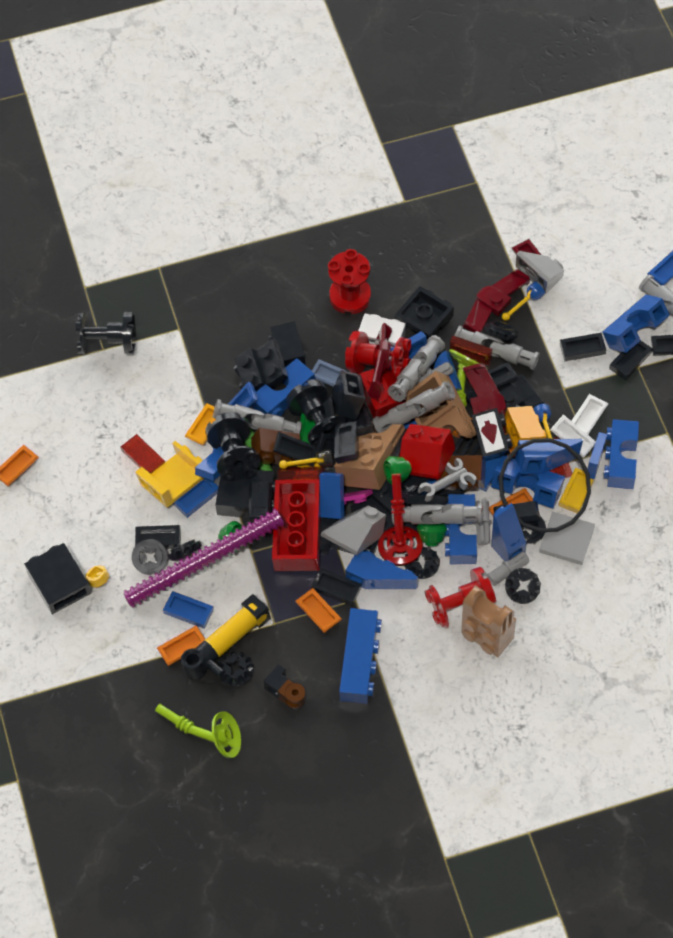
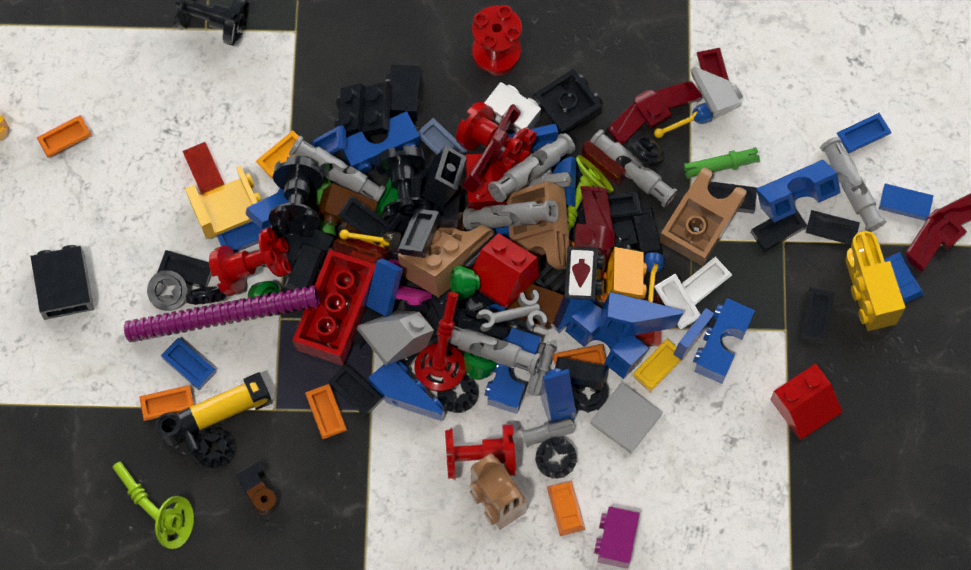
camera: 15 degrees right, 10 degrees up
(97, 576) = (105, 293): yellow tile -> none
(207, 514) = (234, 267): none -> red piece
(359, 655) = (349, 479): blue brick -> none
(544, 440) = (662, 382): black piece -> none
(545, 623) = (565, 508): none -> orange tile
(567, 369) = (704, 212): none -> medium nougat brick
(572, 319) = (723, 162): none -> bright green pin
(598, 630) = (617, 538): none -> magenta brick

